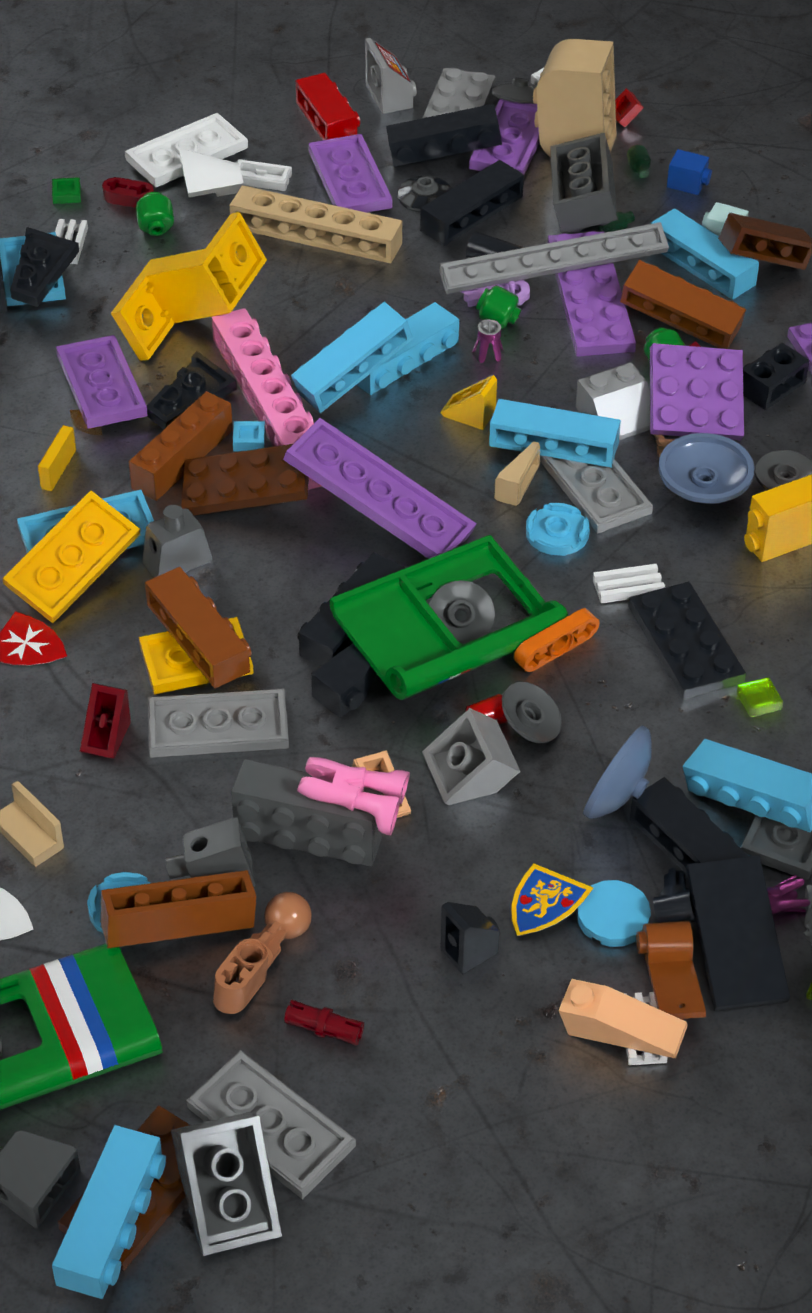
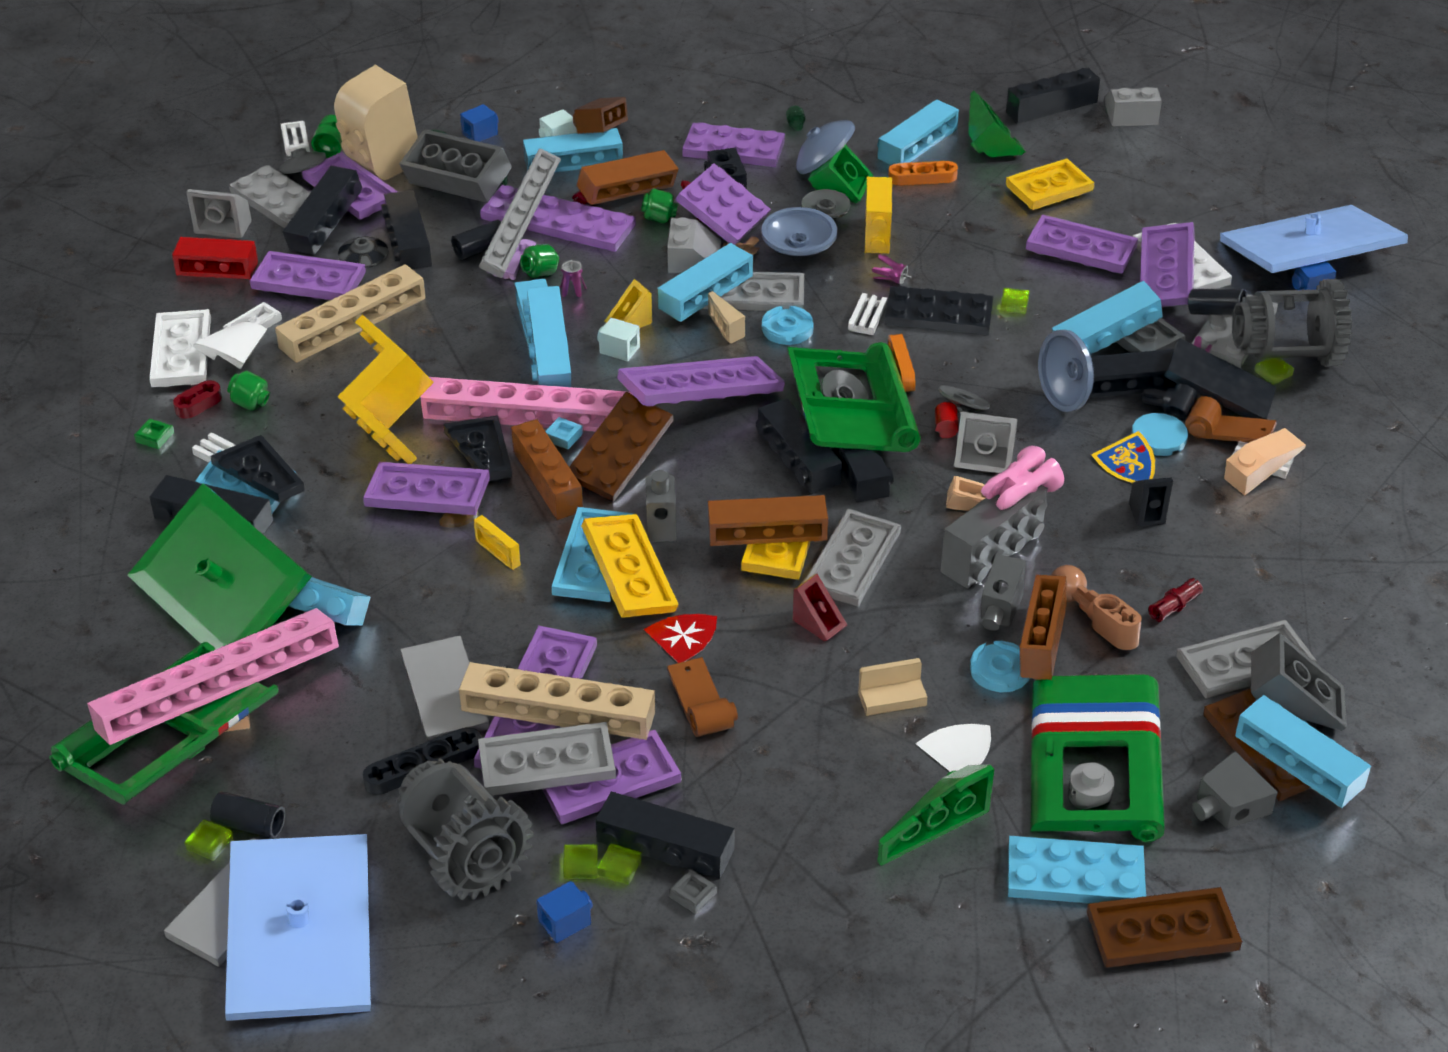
camera: 60 degrees left, 5 degrees down
(421, 413) = (619, 339): none -> light aqua brick
(718, 577) = (896, 274): none -> flat silver piece

